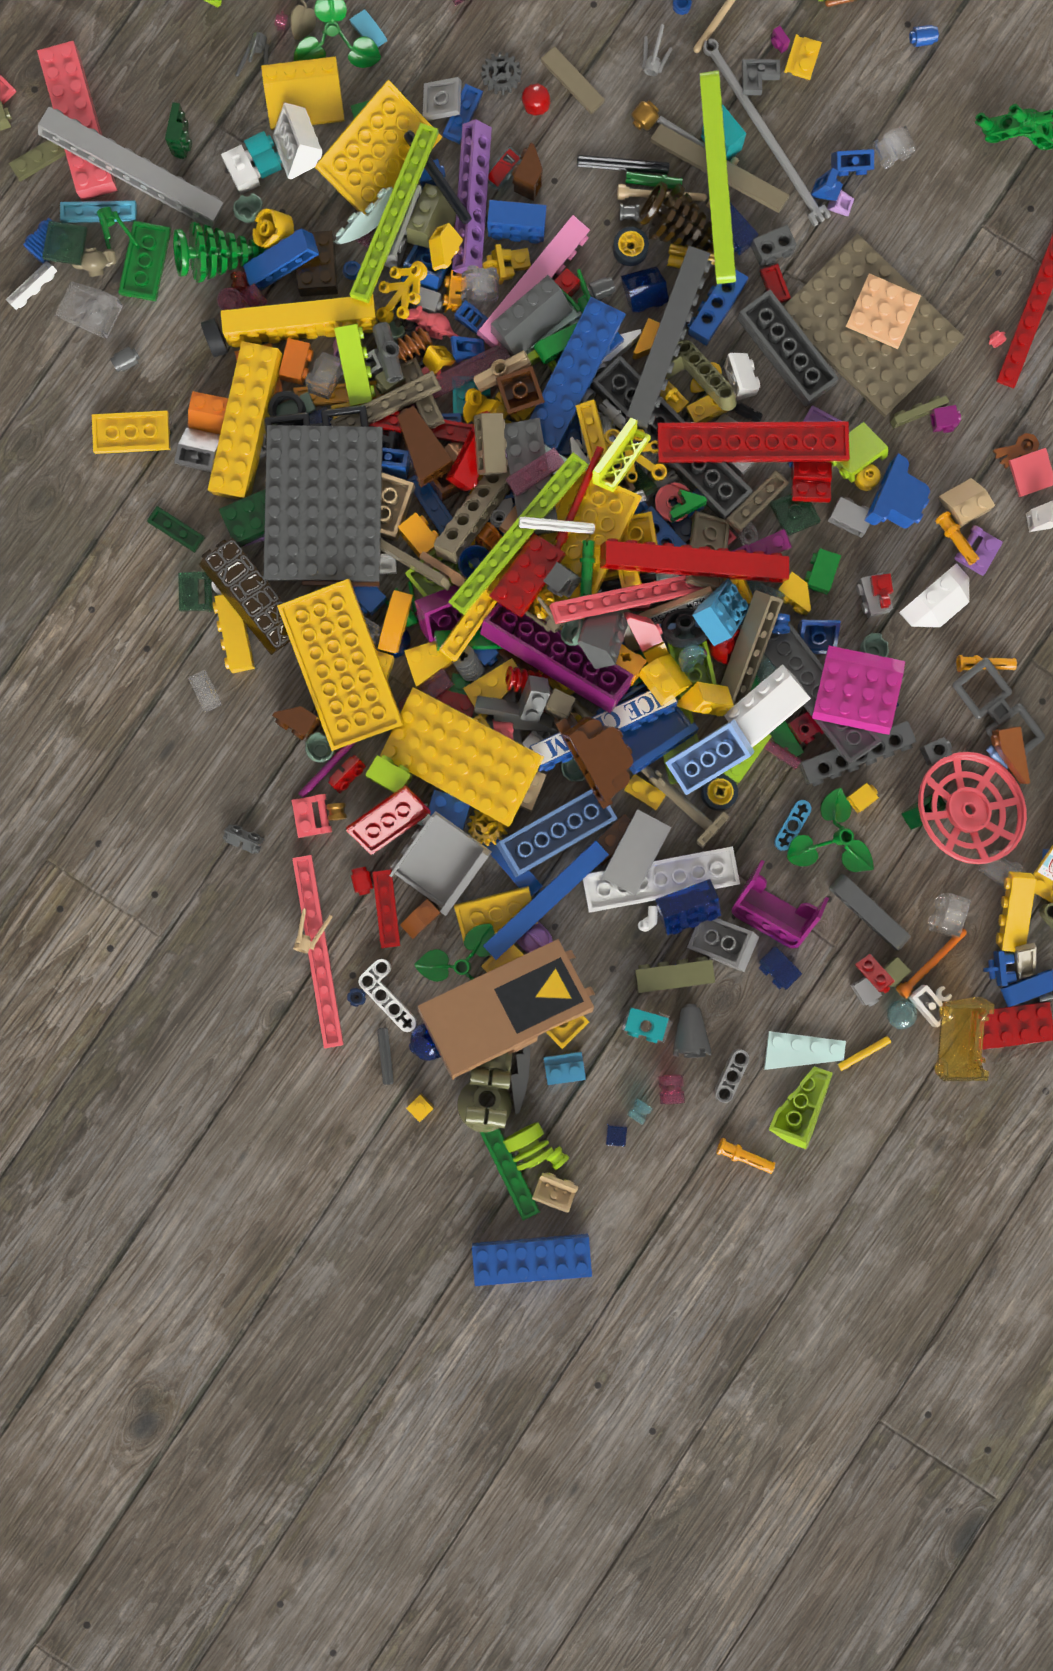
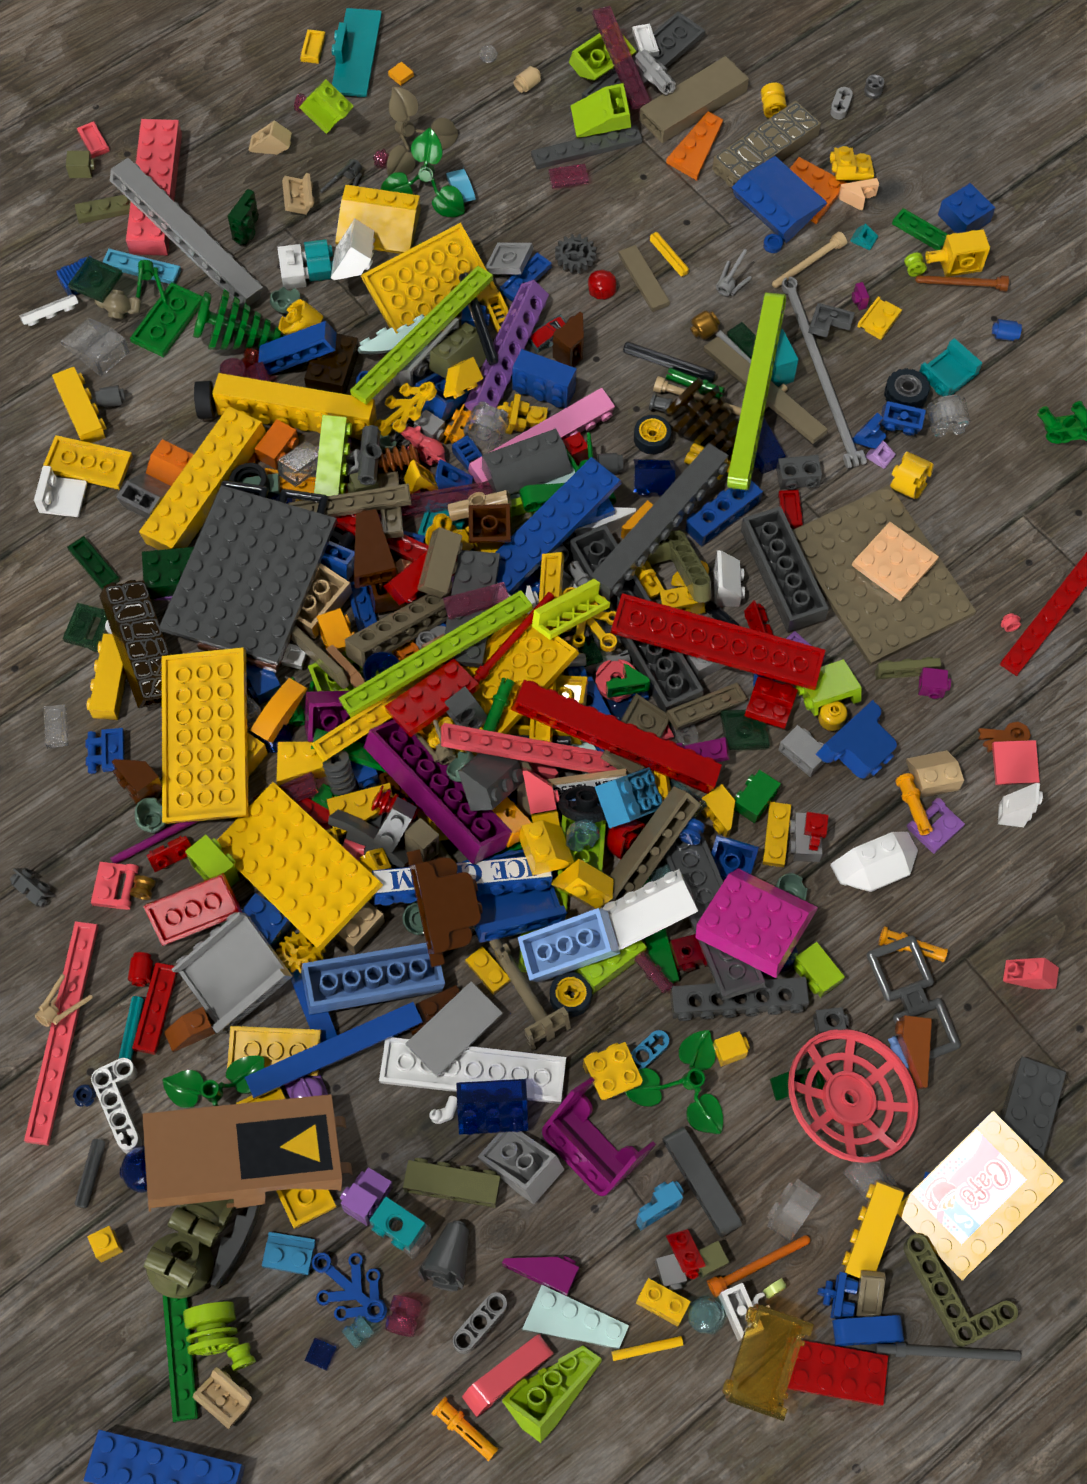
camera: 20 degrees right, 20 degrees down
(100, 378) = (79, 406): none -> yellow brick
(120, 472) = (58, 494): none -> white bracket
(168, 33) = (270, 139): none -> tan slope
(217, 87) = (298, 194): none -> tan bracket
(262, 697) = (111, 748): none -> blue plate
(373, 932) = (131, 1027): none -> teal axle
(444, 144) = (491, 299): none -> yellow slope
(527, 735) = (375, 860): none -> yellow brick
(556, 525) = (479, 654): white axle -> none
(588, 46) = (669, 254): none -> yellow axle
(611, 1007) = (365, 1195): none -> medium lavender brick
(624, 1081) = (352, 1291): none -> blue plant
(686, 119) = (743, 338): none -> clear green plate
(766, 1108) = (506, 1375): none -> coral beam
(773, 401) = (756, 616): none -> red hinge
(773, 1020) = (547, 1271): none -> magenta slope
(774, 847) = (612, 1070): none -> yellow bracket
(779, 968) = (576, 1213): clear blue brick -> none
(846, 938) = (663, 1201): none -> dark azure plate
(848, 118) = (907, 388): none -> black wheel
(848, 599) = (776, 834): none -> yellow plate
(867, 1016) = (663, 1302): none -> yellow brick
(876, 219) = (911, 475): none -> yellow brick
(882, 94) = (951, 369): none -> teal panel
(915, 709) = (818, 969): none -> lime brick
(950, 978) = (774, 1288): none -> yellowish green tile

